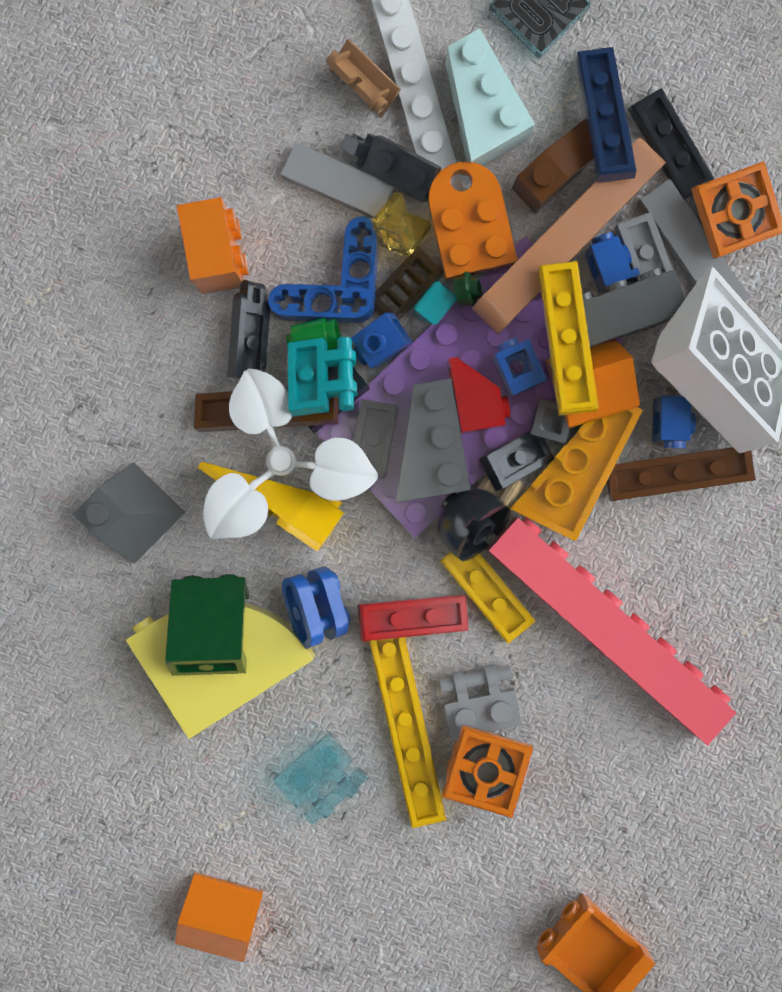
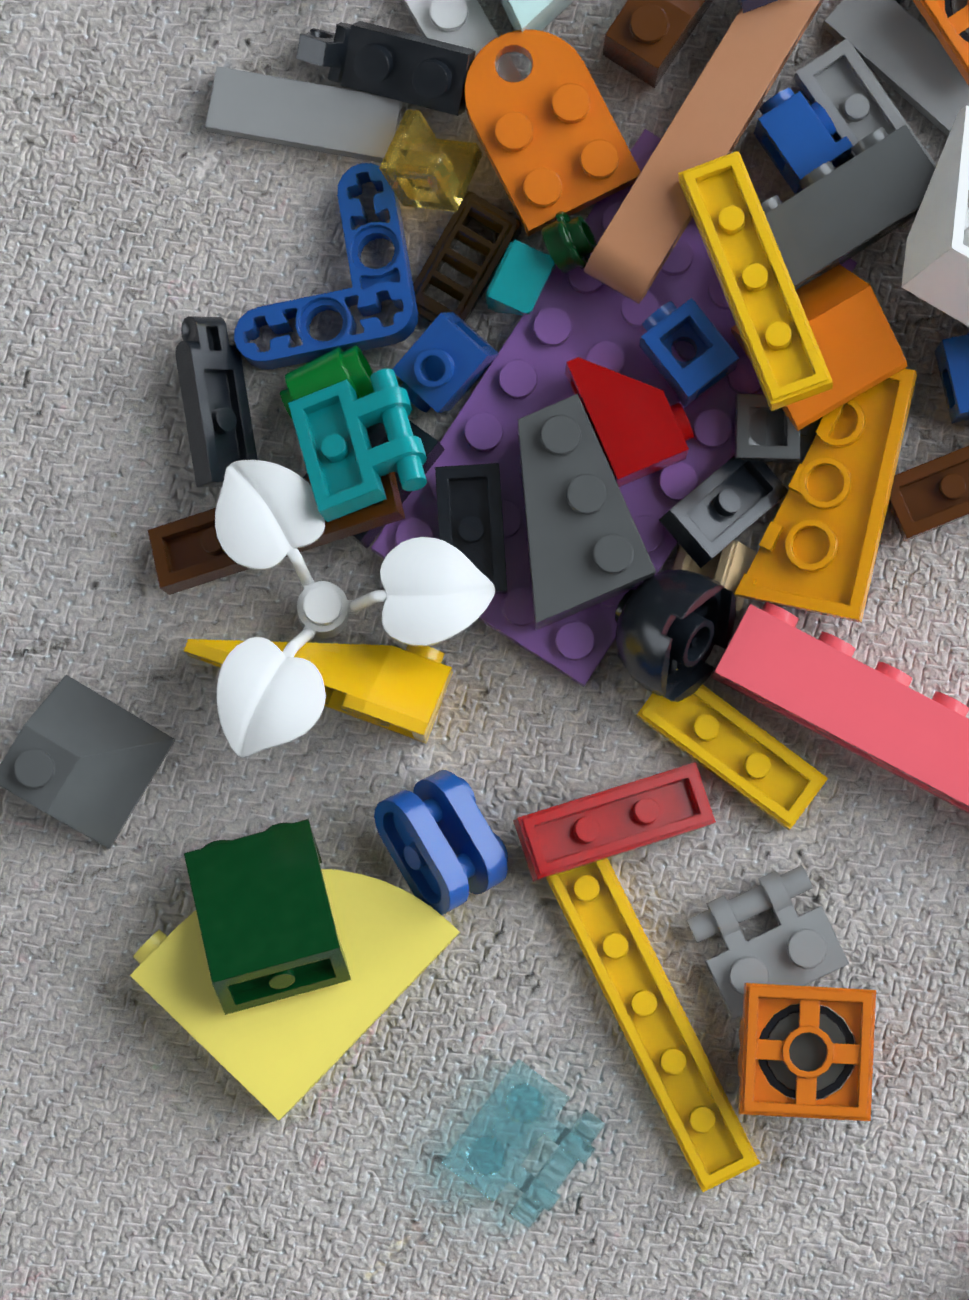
camera: 10 degrees left, 5 degrees down
(211, 245) = (118, 270): orange brick -> none

